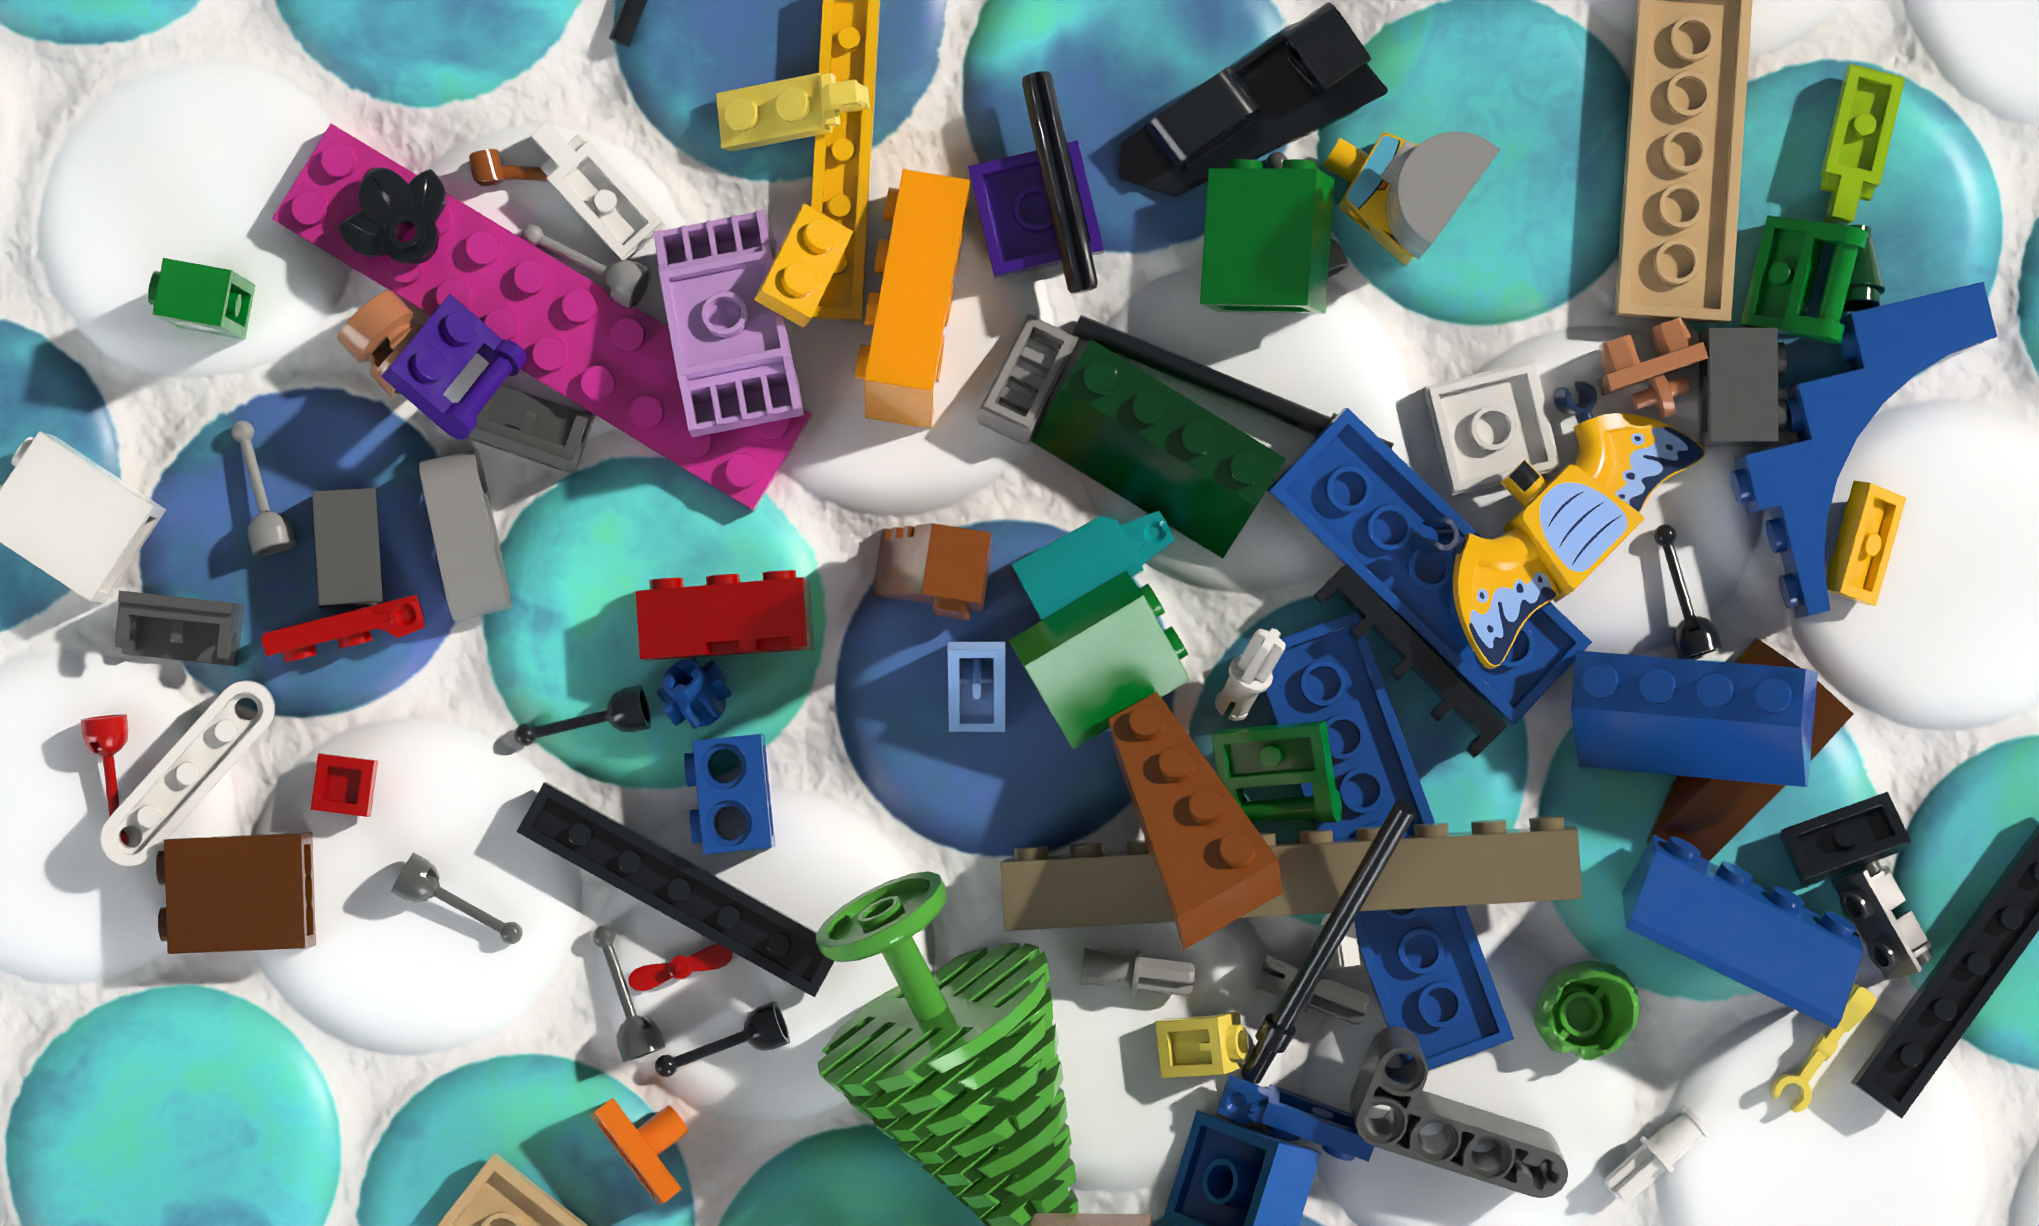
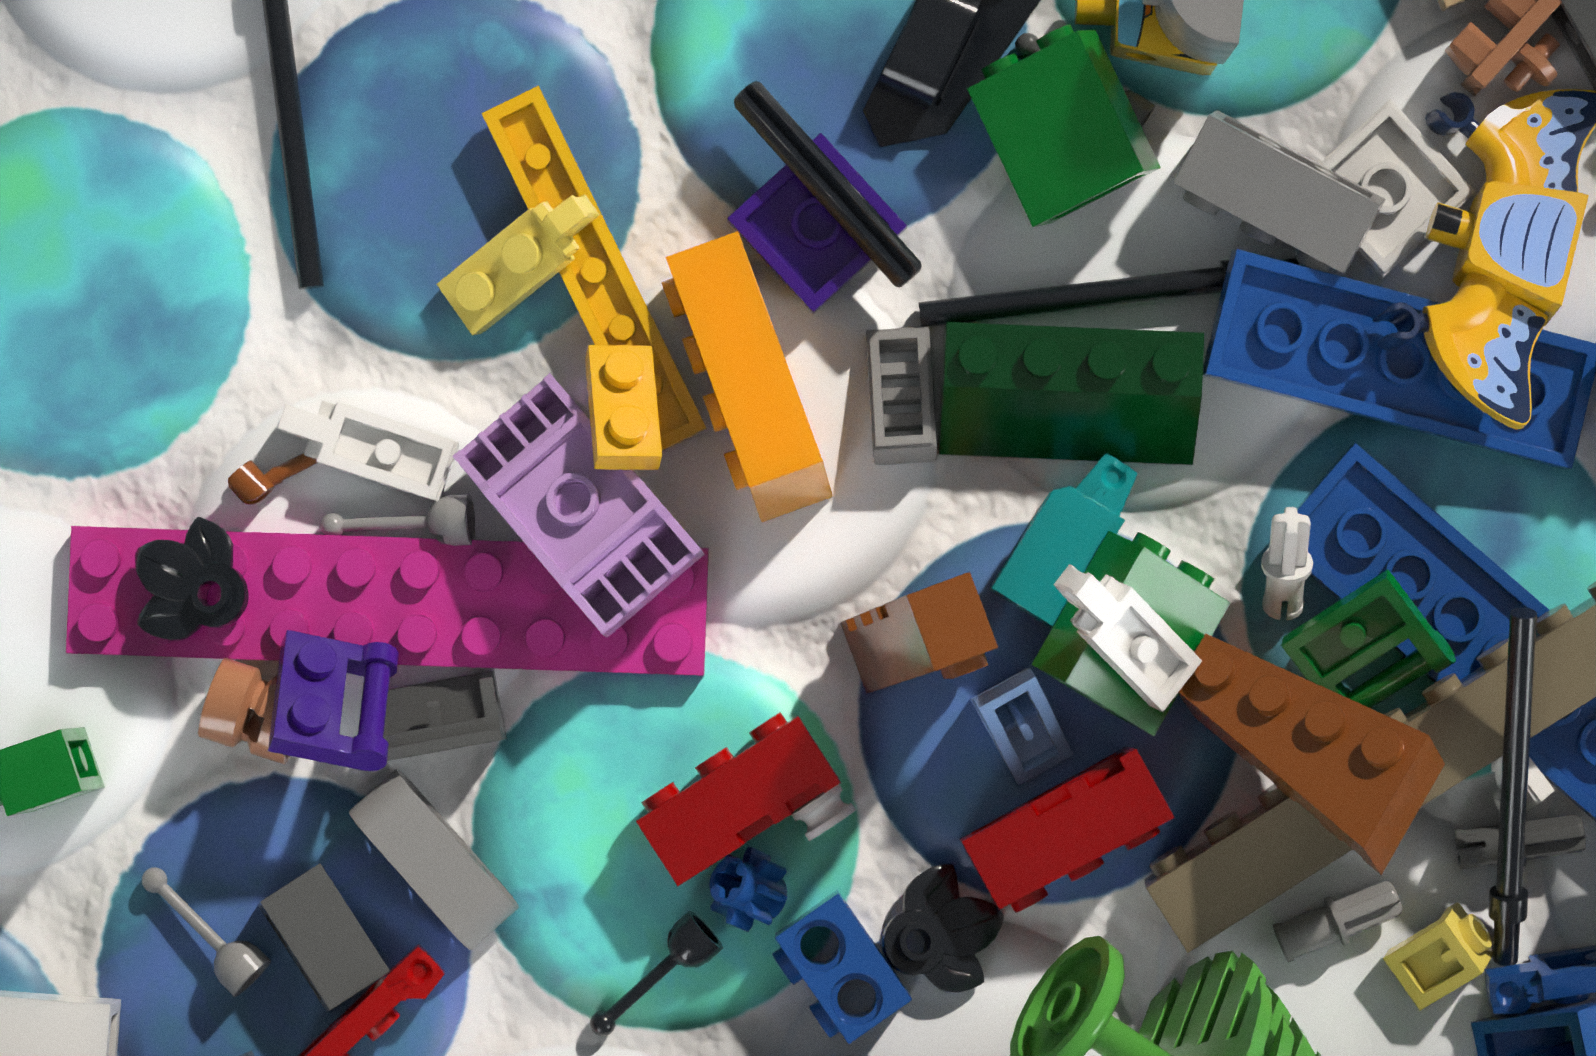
camera: 30 degrees left, 0 degrees up
(786, 666) = (823, 812): none -> white bush
(834, 810) = (950, 927): none -> black plate
(963, 785) = (1067, 829): none -> red wedge
(1093, 657) = (1129, 636): none -> white hinge
(1405, 383) = (1277, 193): none -> light grey brick
(1414, 656) = (1437, 456): black hinge -> none

